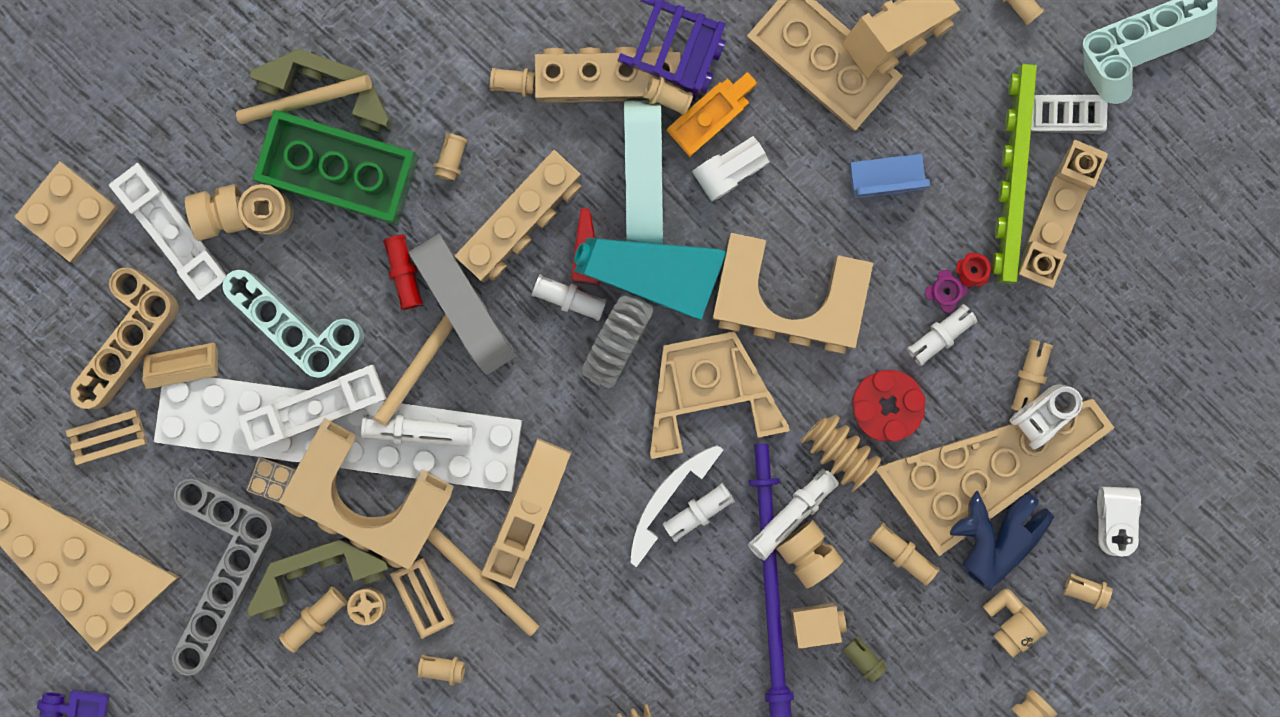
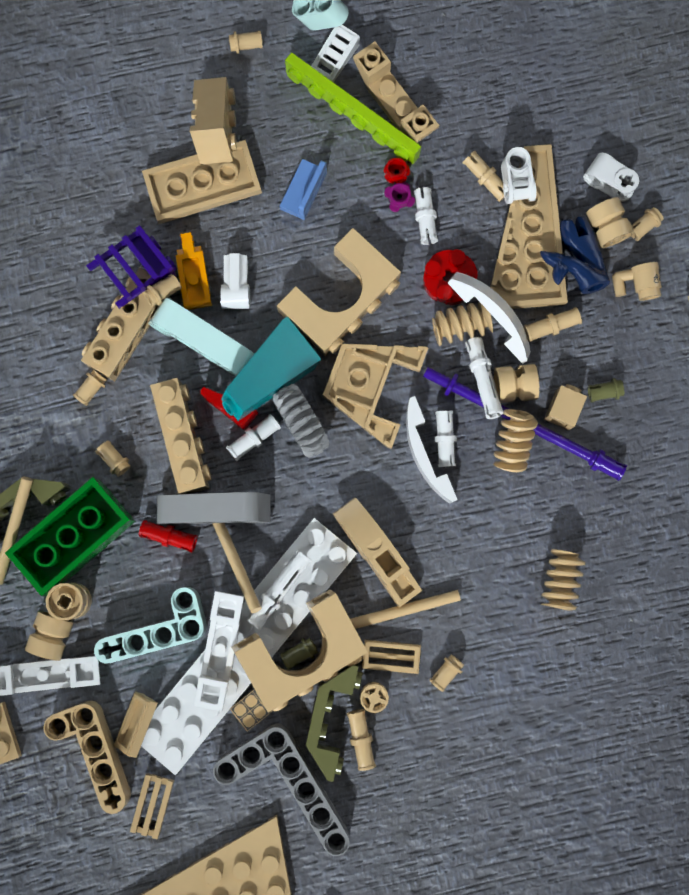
camera: 60 degrees left, 5 degrees down
(364, 495) = (299, 653): none -> olive pin
(741, 592) = (516, 442): none -> tan piece
(884, 437) = (468, 287): none -> white slope
(1062, 550) = (609, 220): none -> tan wheel

